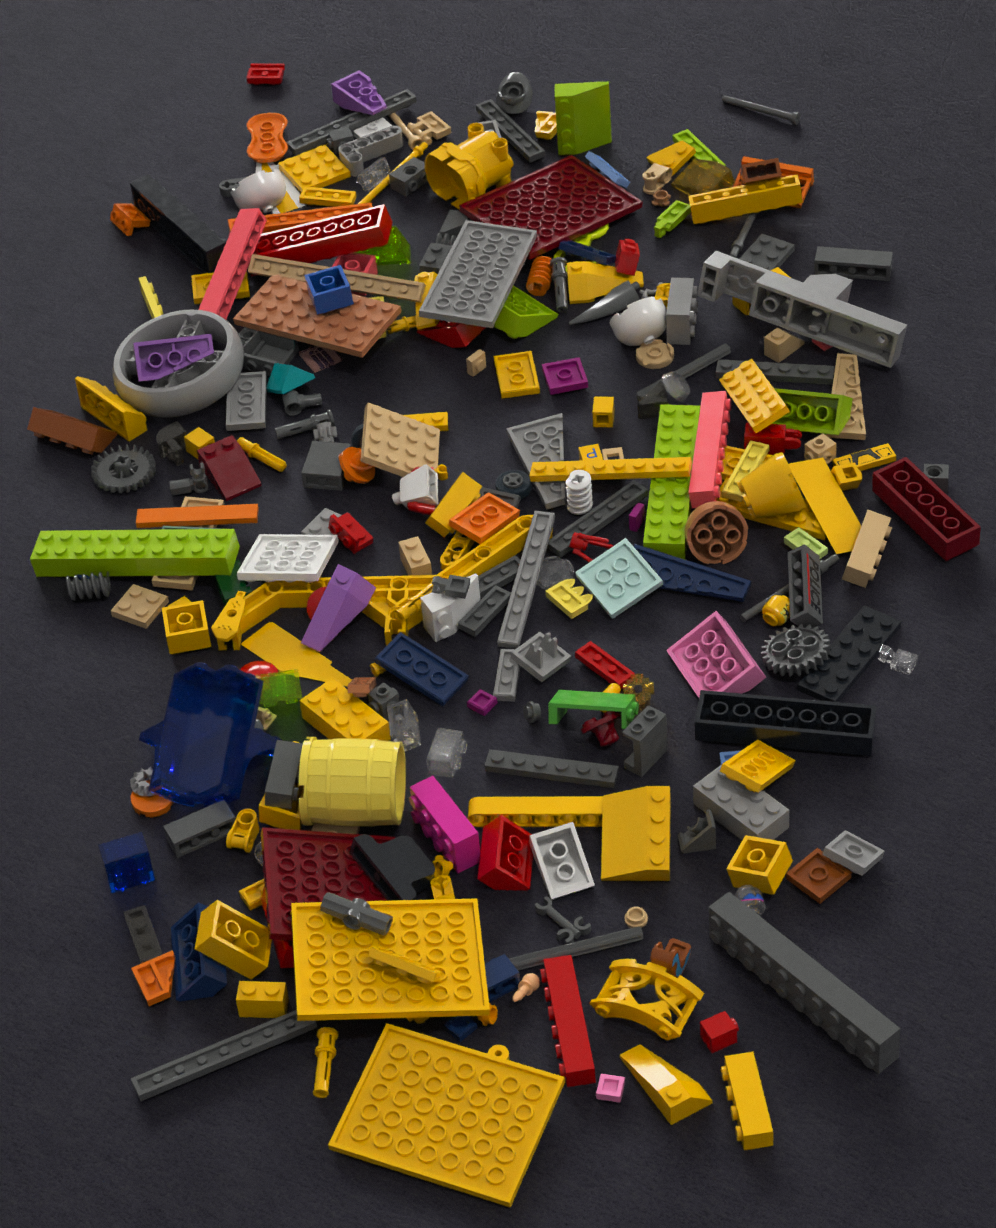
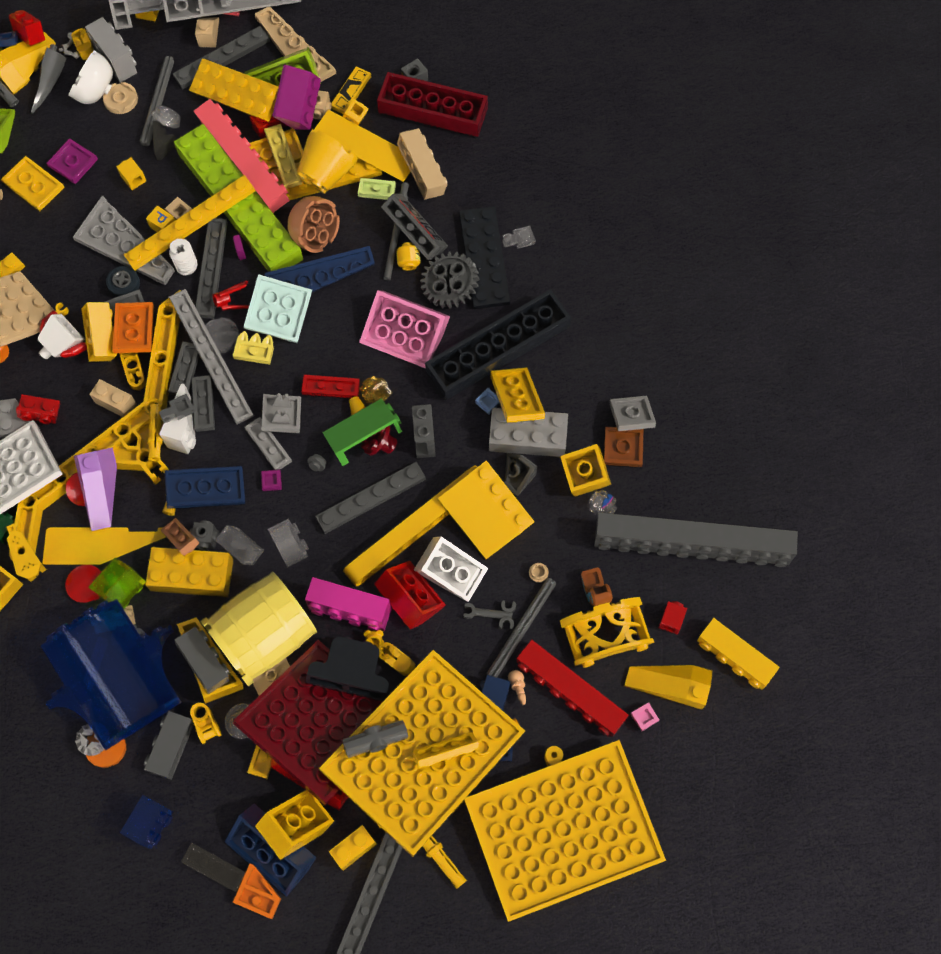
camera: 45 degrees left, 25 degrees up
(797, 426) = (296, 97): none -> magenta slope

